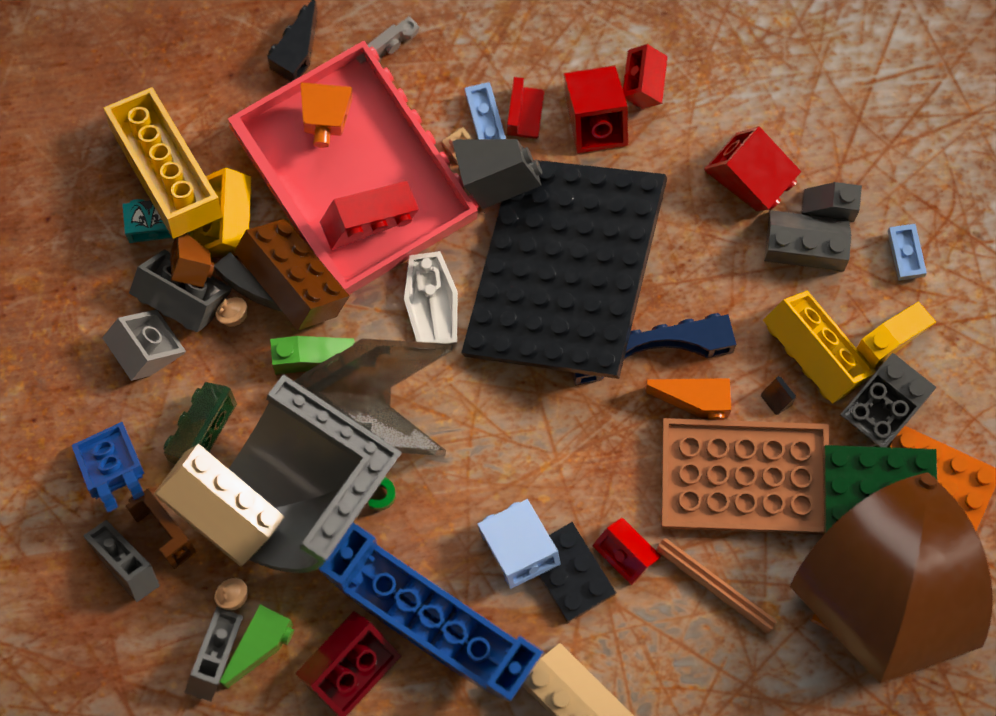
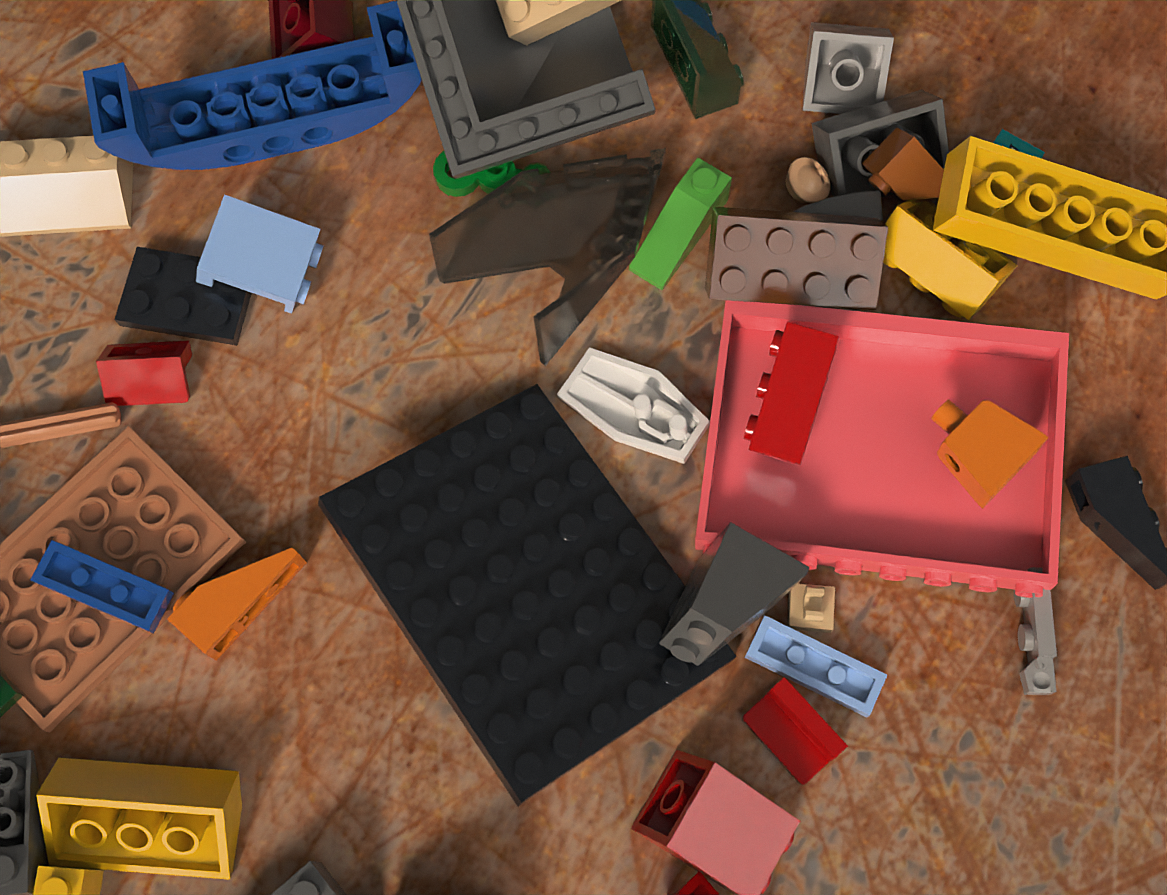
camera: 135 degrees right, 0 degrees up
(704, 337) = (288, 682): dark blue arch -> none
(745, 454) = (102, 586): none -> blue plate
(778, 395) = (138, 706): black slope -> none

